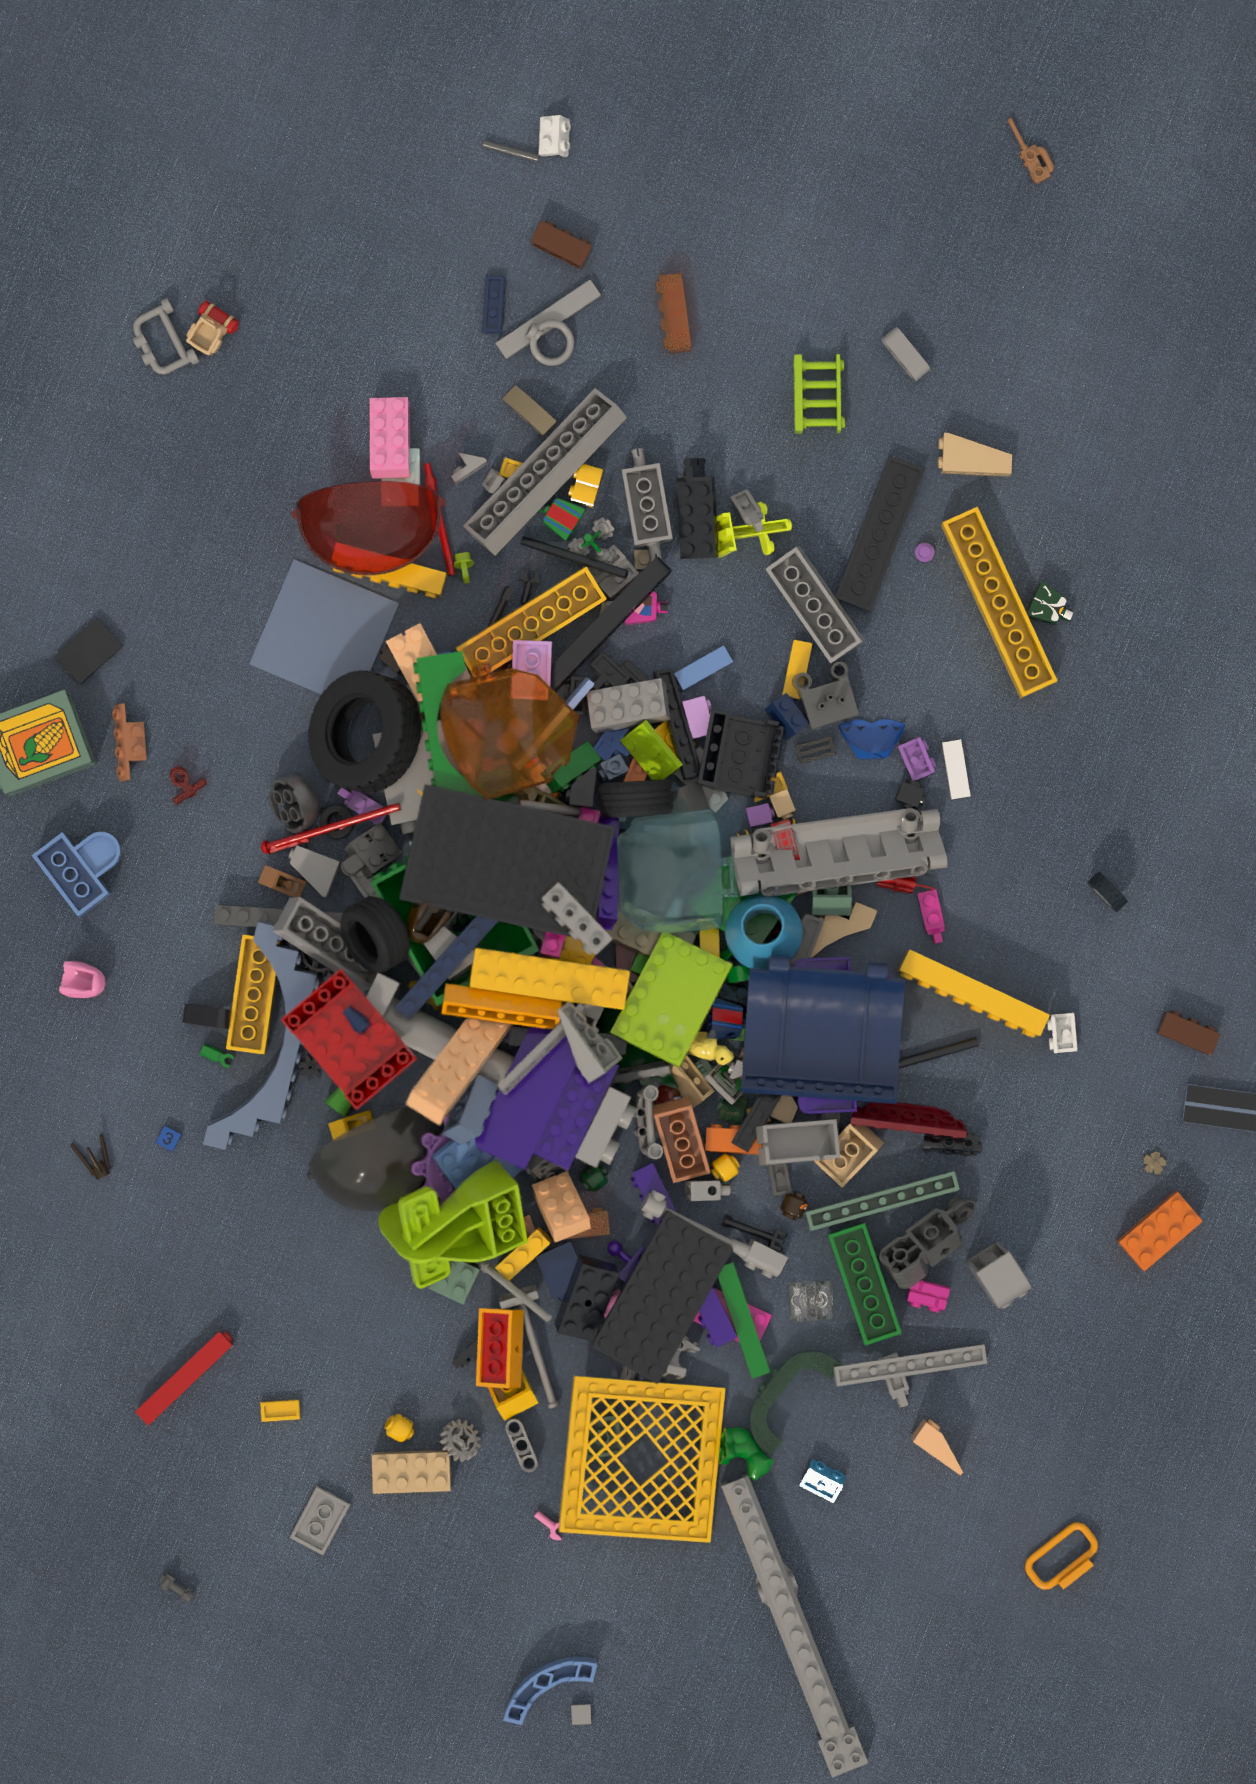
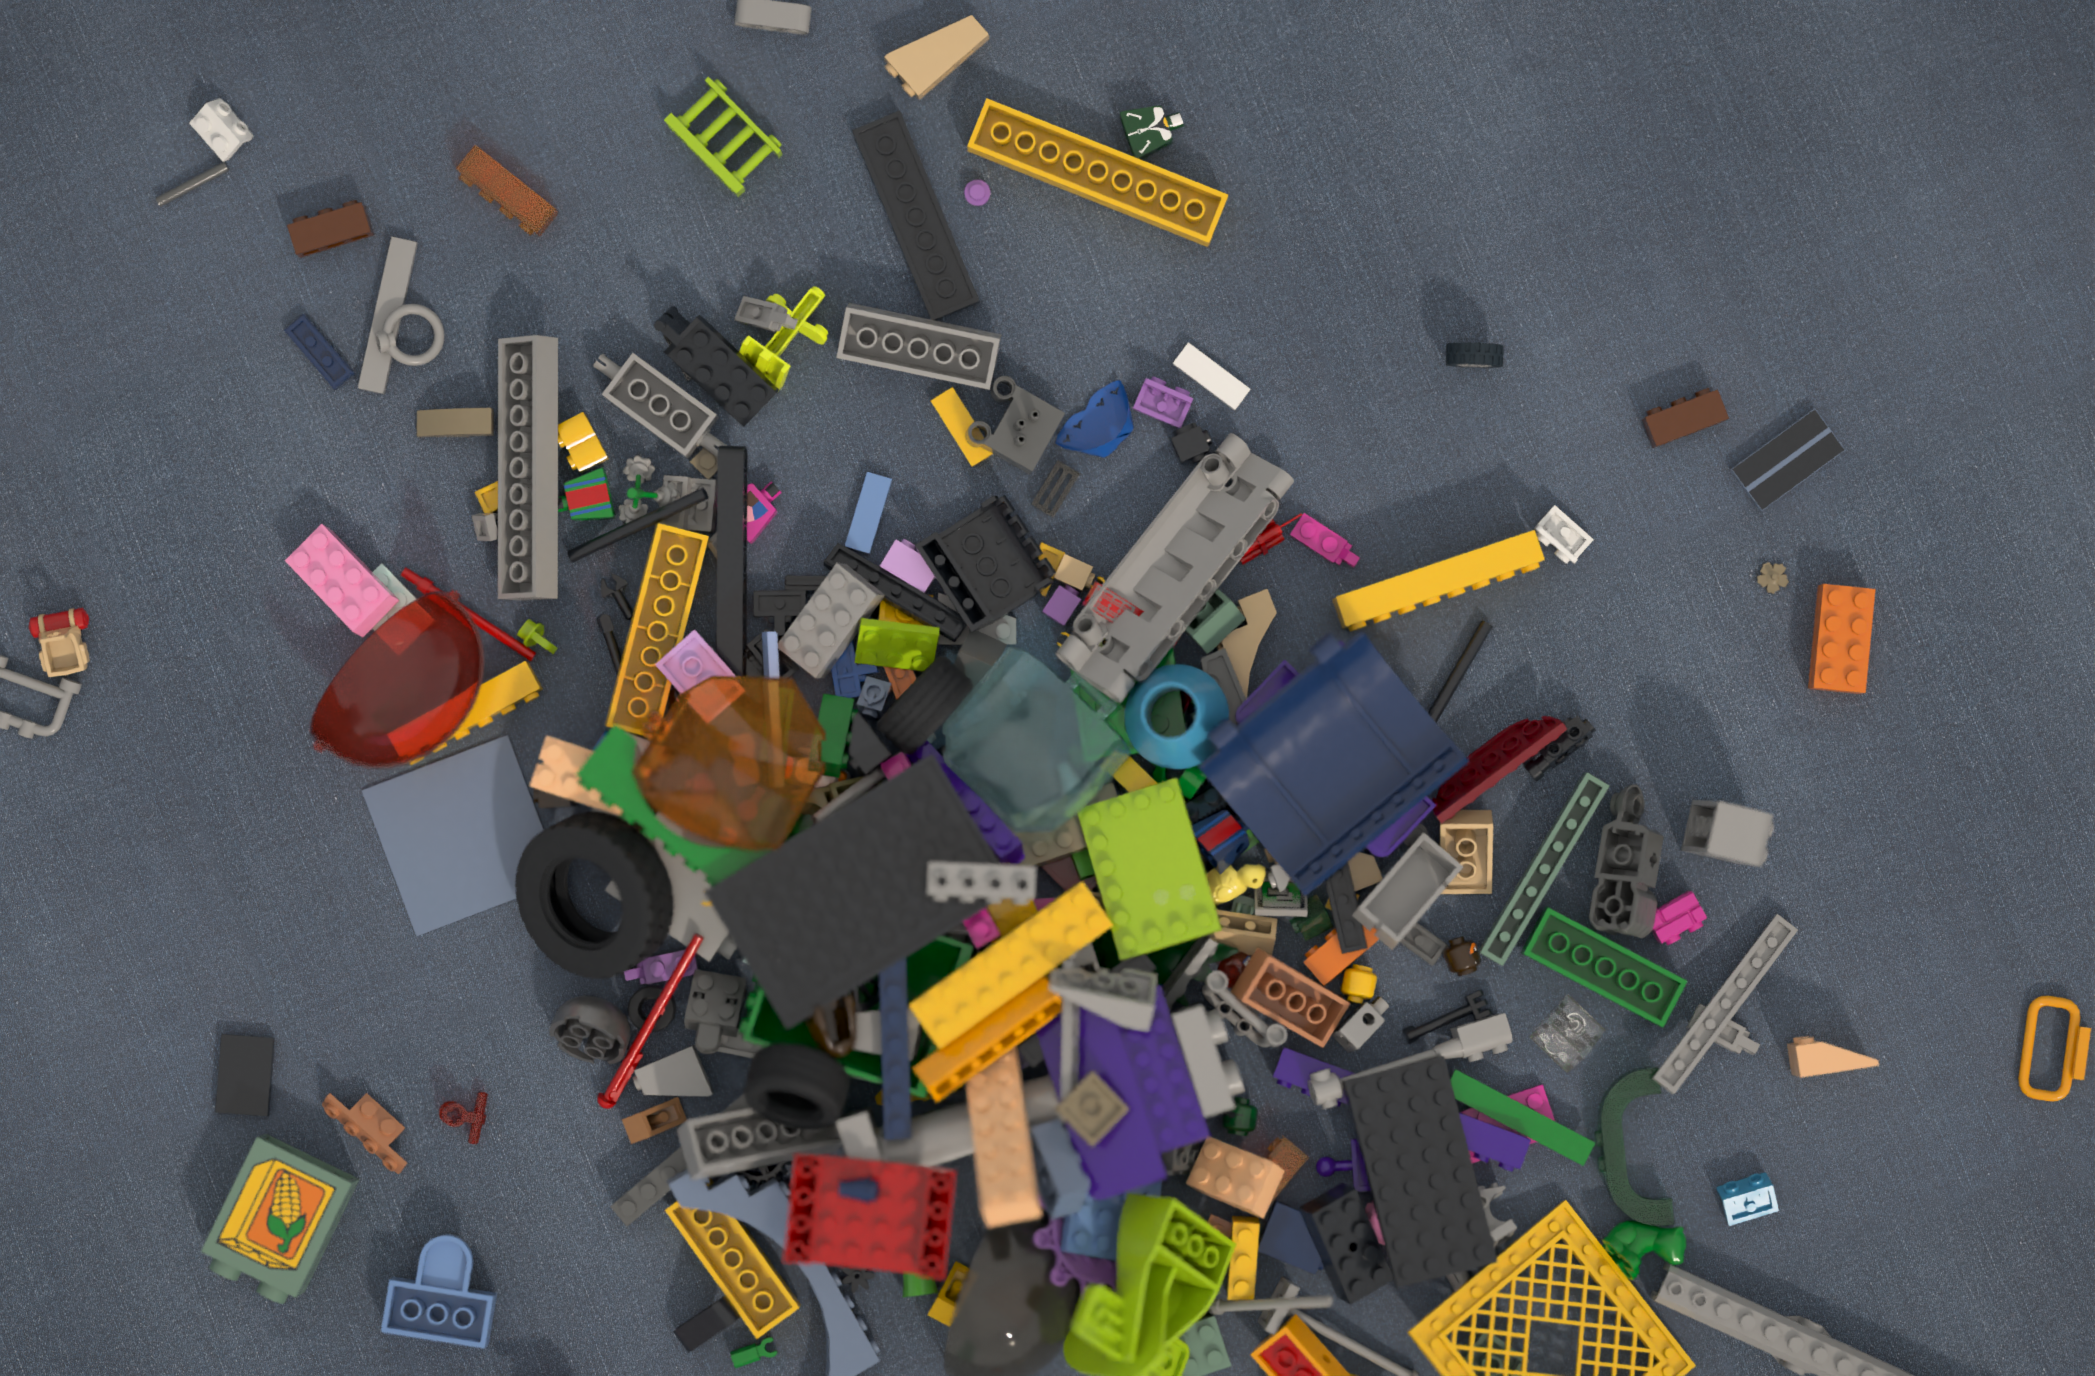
camera: 45 degrees left, 0 degrees up
(472, 463) = (450, 530): light grey slope -> none
(520, 1095) = (1091, 1108): none -> dark tan tile
(788, 715) = (996, 479): dark blue brick -> none

